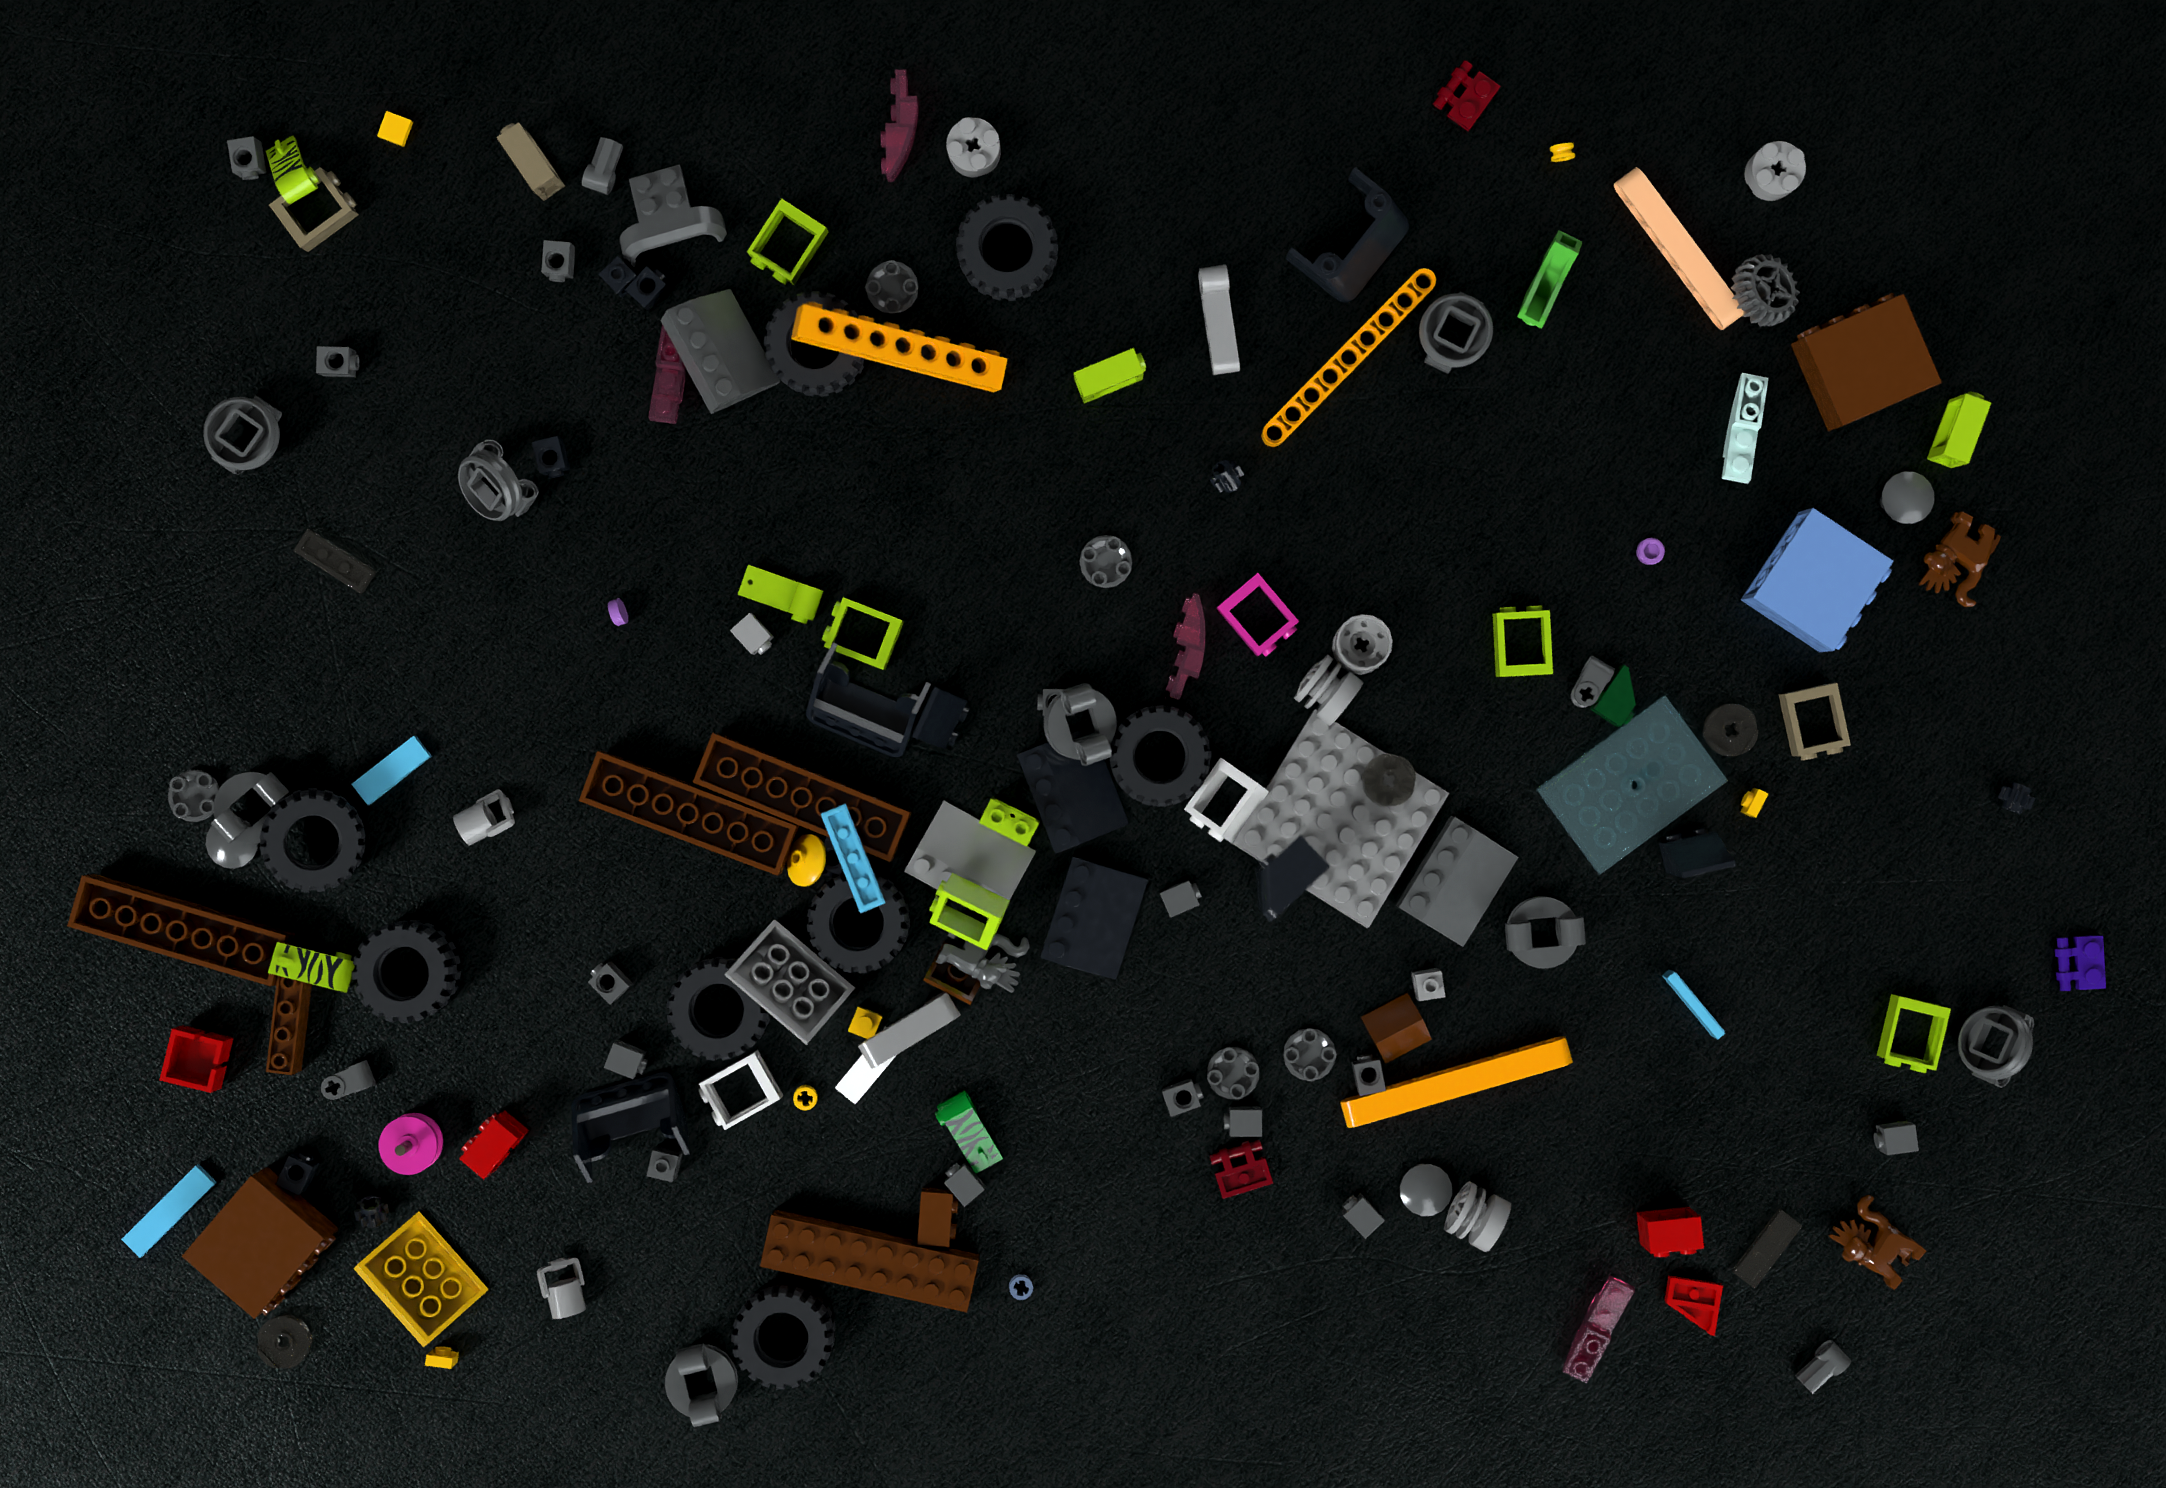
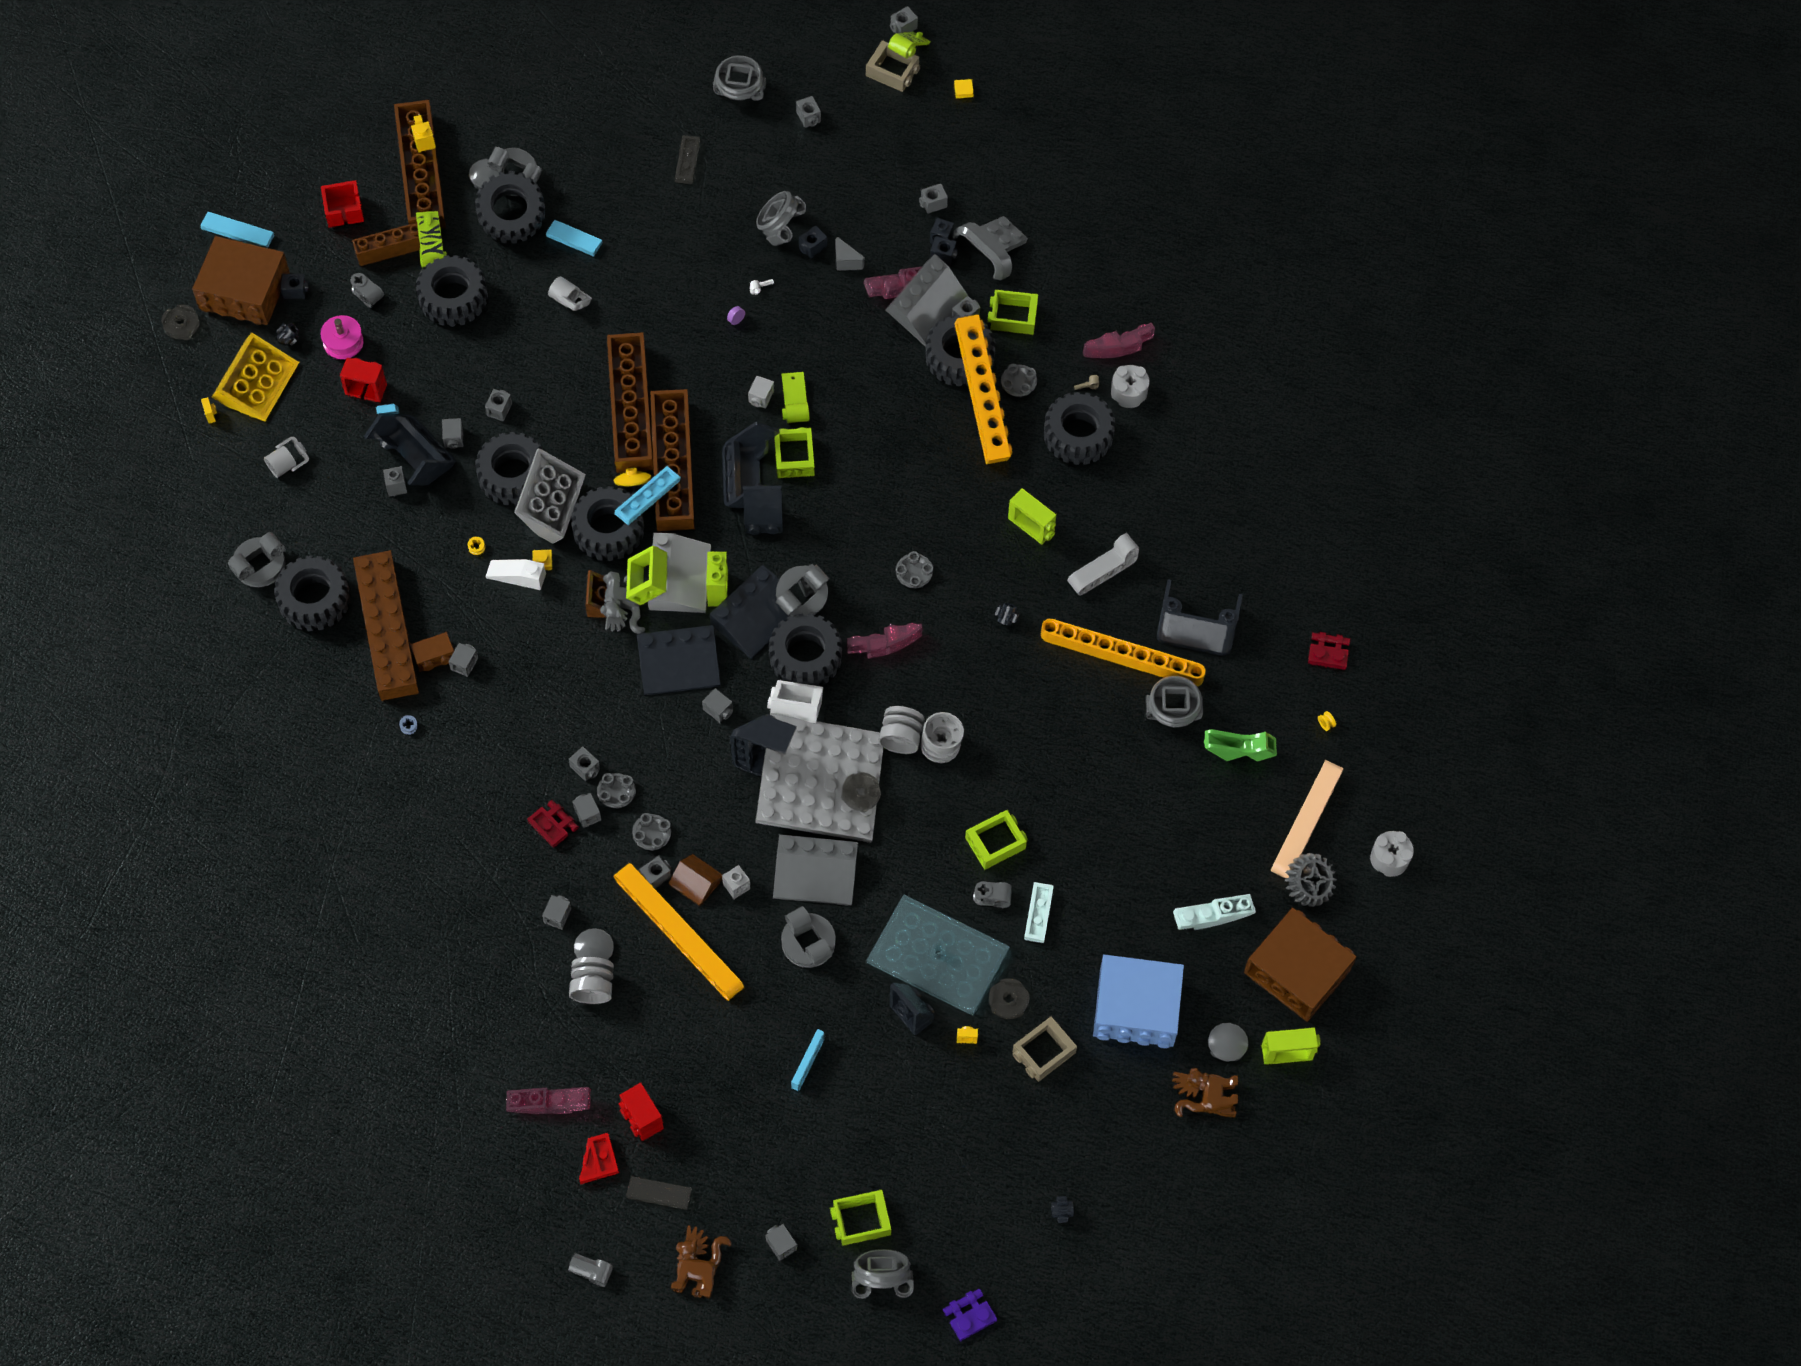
camera: 65 degrees right, 25 degrees down
(142, 912) = (422, 135): none -> yellow brick
(193, 795) = (505, 139): dark grey dish -> none
(530, 160) = (984, 158): dark tan window -> none
(560, 1134) = (387, 409): none -> medium azure tile
(582, 564) = (755, 285): none -> white hand
(596, 422) = (847, 257): none -> dark grey slope
(601, 172) = (998, 200): dark grey piece -> none
(760, 316) = (966, 304): none -> dark grey brick
(764, 1078) = (476, 517): white window -> none
(909, 1030) = (553, 576): light grey beam -> none
(941, 191) = (1093, 383): none -> dark tan hand
(968, 1131) = (499, 647): door -> none
(1285, 631) = (935, 656): dark pink window -> none
(1616, 699) = (991, 914): dark green slope -> none
(1640, 638) = (1038, 912): none -> light aqua plate
(1650, 551) = (1100, 894): medium lavender tile -> none

